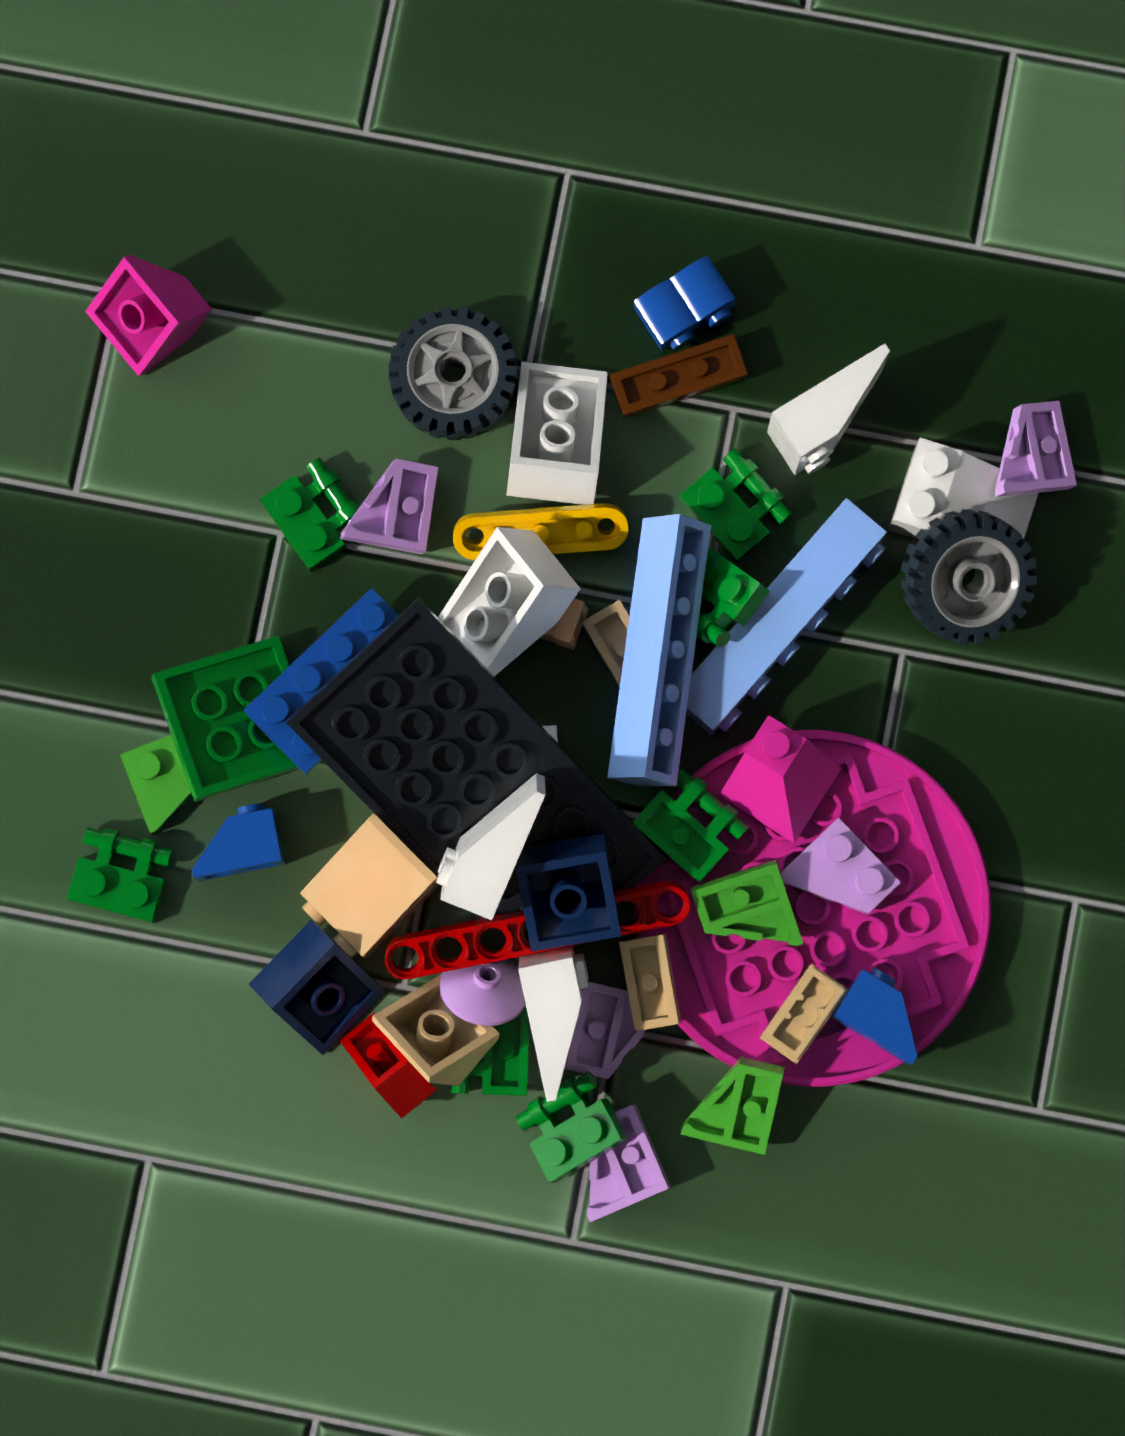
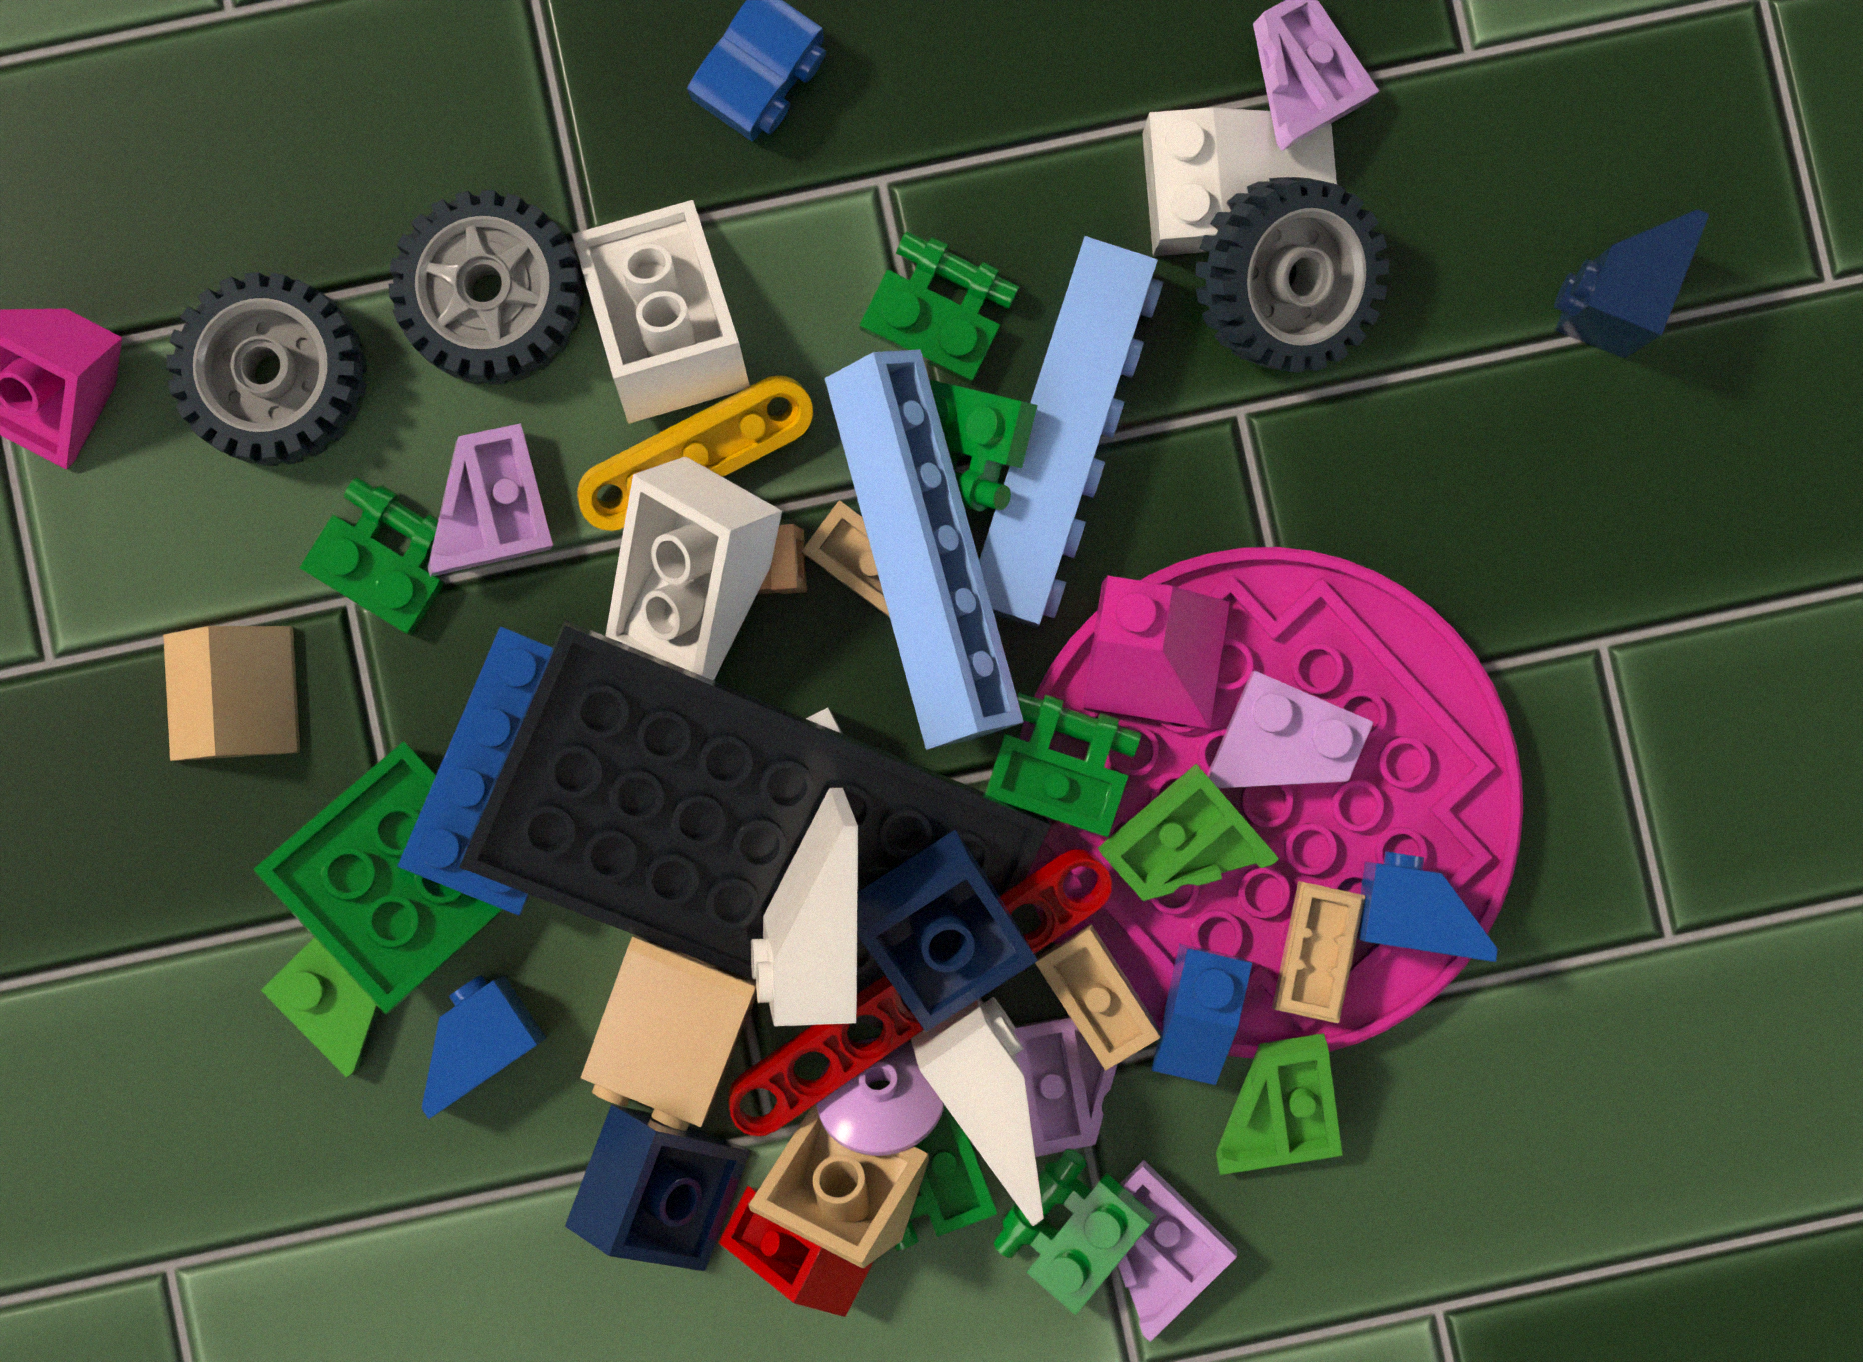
camera: 30 degrees left, 5 degrees up
(116, 888) = (337, 1168): green plate -> none
(181, 559) = (231, 692): none -> tan slope
(288, 334) = (219, 361): none -> wheel
(678, 376) = (790, 165): reddish brown plate -> none
(710, 1021) = (1201, 1013): none -> blue slope
(816, 420) = (998, 151): white slope -> none

